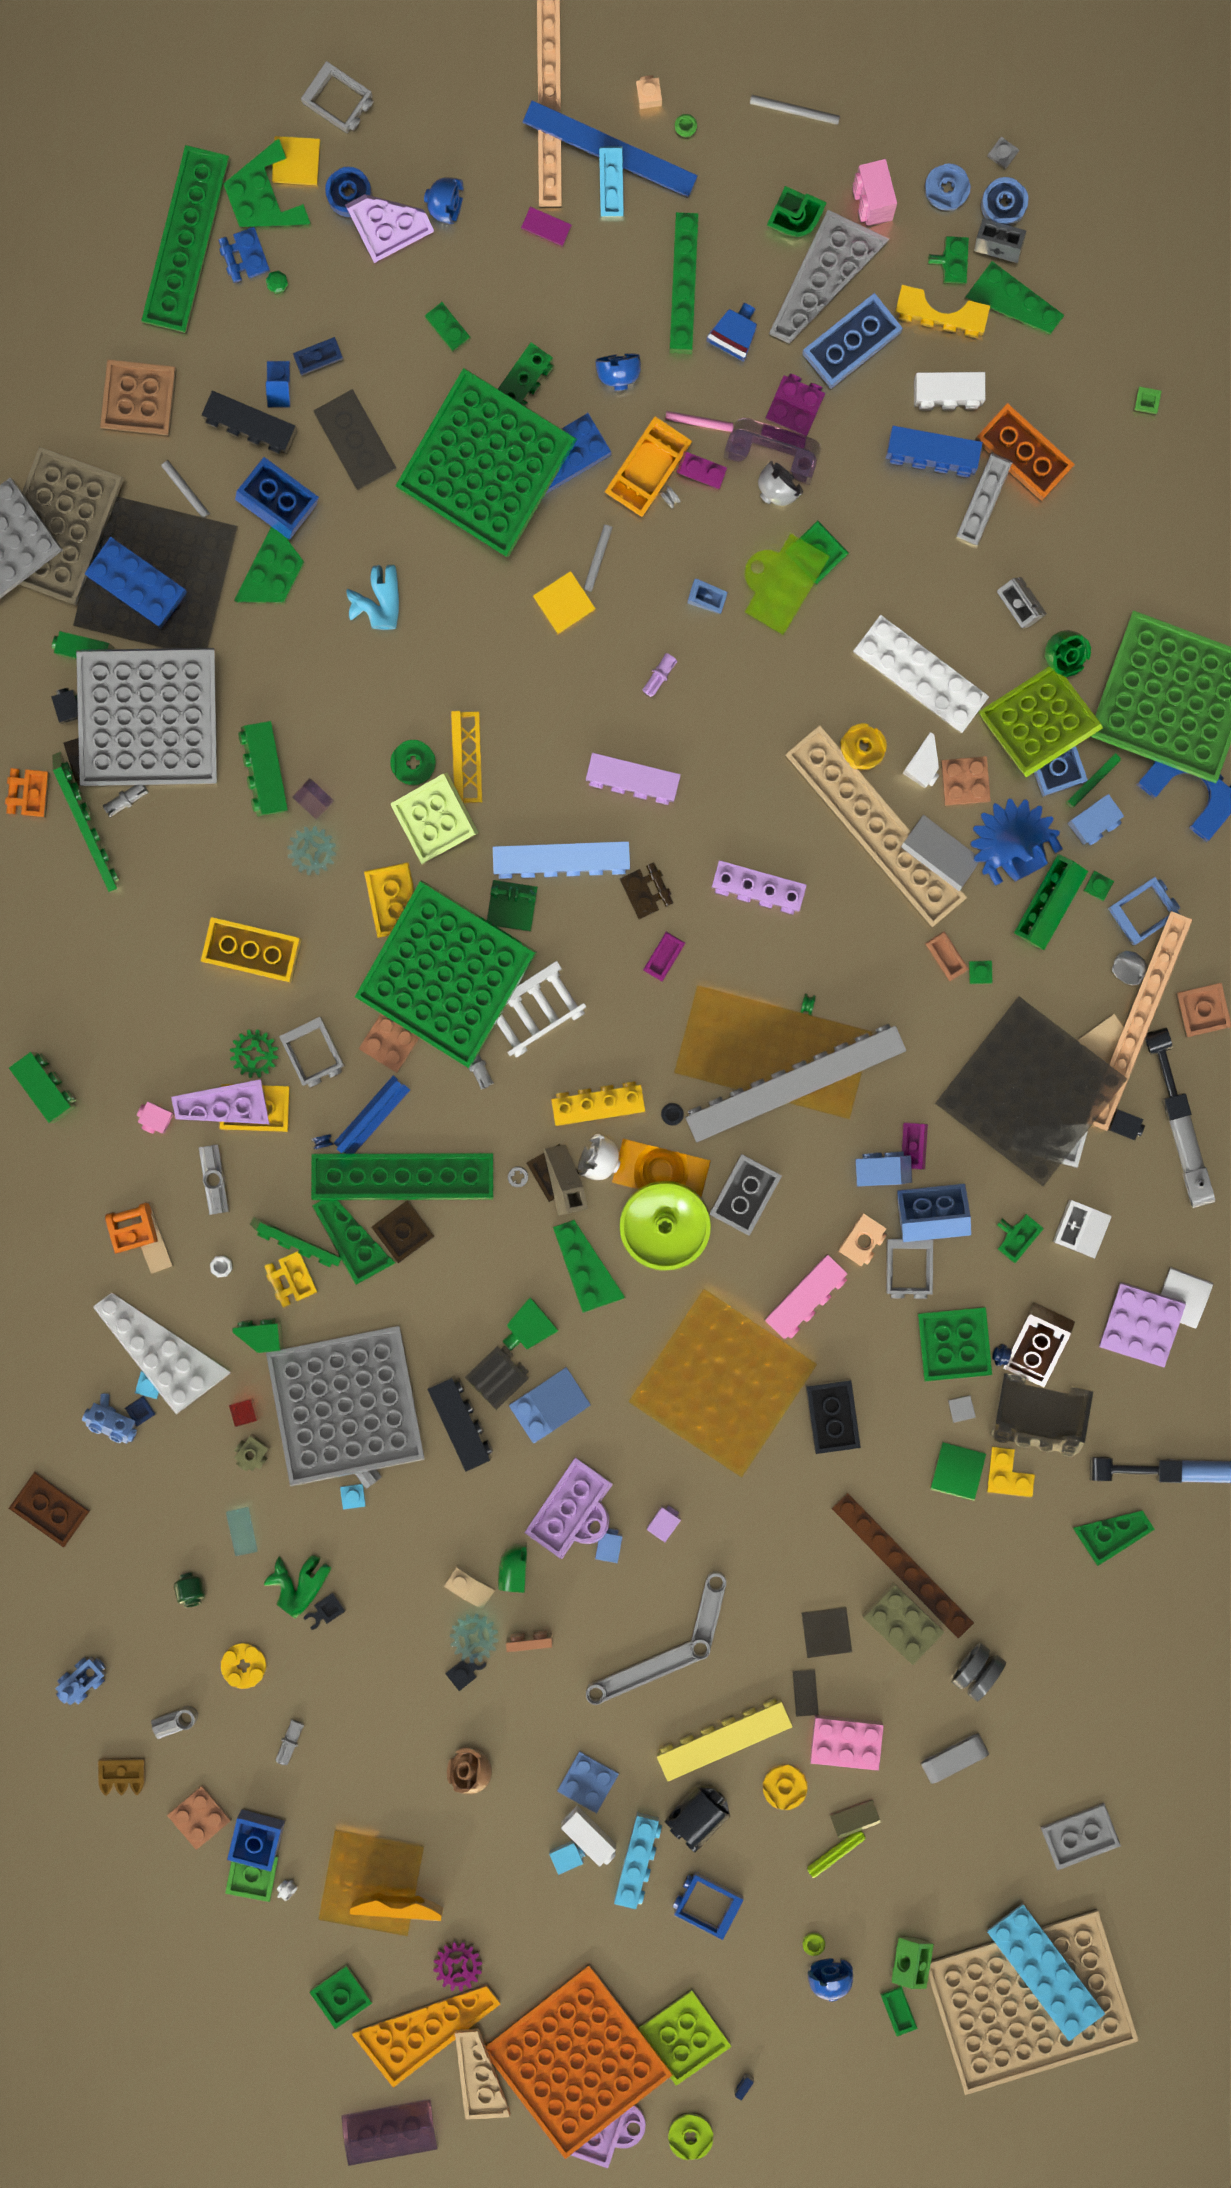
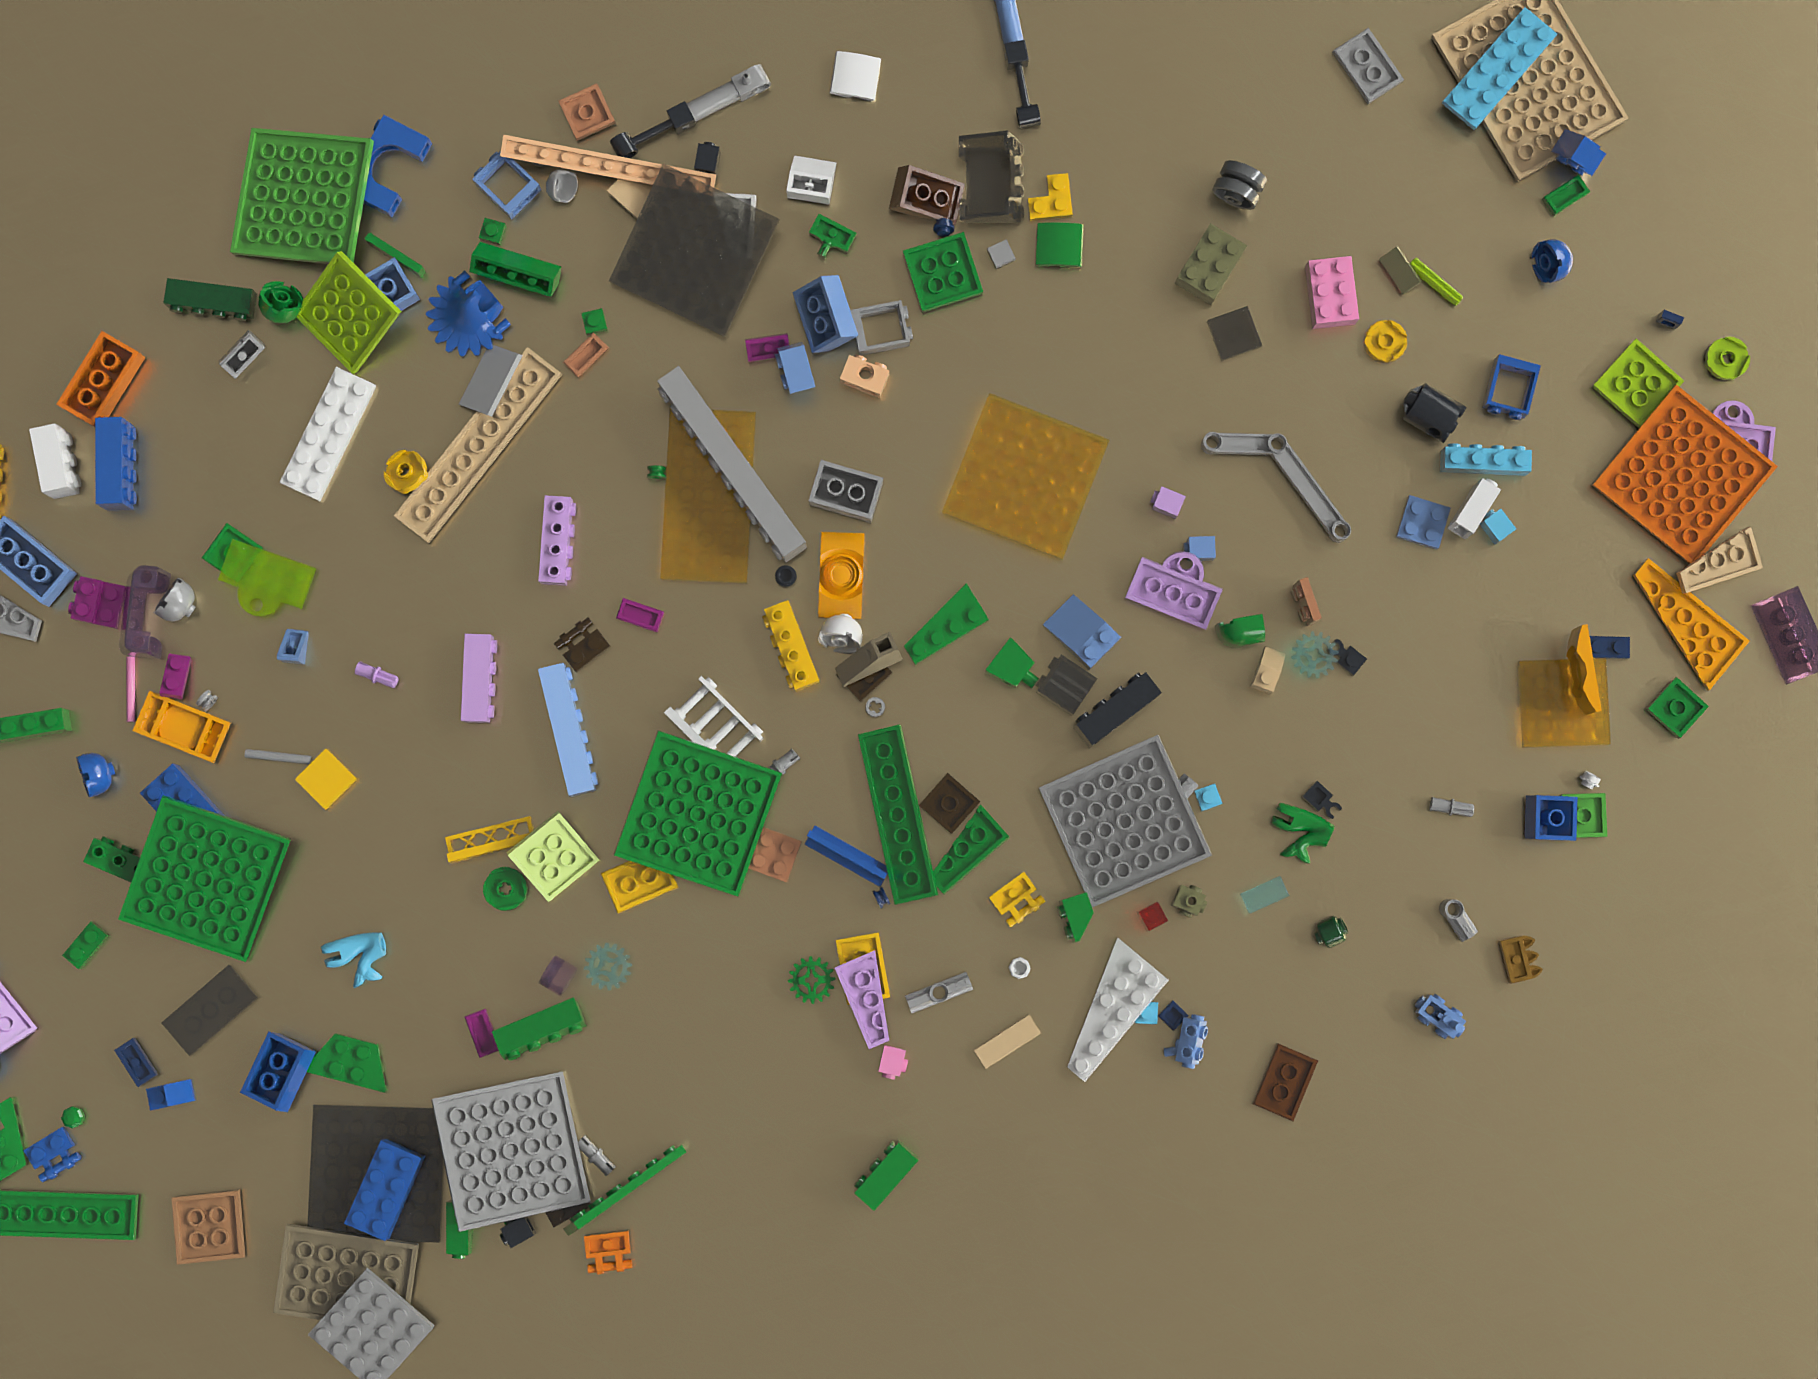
camera: 105 degrees left, 5 degrees down
(133, 1235) = (1008, 1057): orange plate -> none
(185, 489) = (288, 1162): light grey bar -> none
(199, 1817) = (1541, 877): nougat plate -> none
(248, 422) = (211, 1114): black brick -> none
(251, 949) = (713, 1004): yellow brick -> none
(251, 1655) = (1395, 854): yellow plate -> none
(272, 709) = (481, 1032): none -> magenta tile
(301, 1031) = (780, 938): light grey window -> none
(305, 1249) = (981, 909): green wing -> none
(418, 1941) = (1610, 647): none -> dark blue plate
(465, 1972) = (1626, 597): magenta gear -> none
(469, 1771) = (1440, 632): medium nougat cylinder -> none
(512, 905) = (620, 766): green hinge -> none
(665, 1225) = (890, 559): lime dish -> none
(723, 1740) = (1355, 404): light yellow brick -> none
(734, 332) = (40, 673): blue torso -> none
(803, 1299) = (928, 415): bright pink brick -> none
(805, 1692) = (1294, 340): clear smoke tile -> none
(813, 1944) = (1523, 284): lime tile -> none
(833, 1416) = (1034, 367): black brick -> none
(902, 1565) = (1157, 277): reddish brown plate -> none
(912, 1962) = (1510, 184): bright green brick -> none
(924, 763) = (409, 412): white slope -> none
(937, 2031) = (1578, 152): none -> blue brick
(955, 1758) = (1323, 192): light grey beam -> none
(965, 781) = (419, 372): nougat plate -> none
(984, 498) = (151, 407): light grey tile -> none
(1088, 580) = (210, 298): none -> dark green brick
(1094, 820) = (429, 243): medium blue brick -> none
(1113, 1535) = (1086, 92): green wing -> none
(1142, 1324) = (887, 106): lavender plate -> none
(1147, 400) = (32, 279): bright green plate -> none

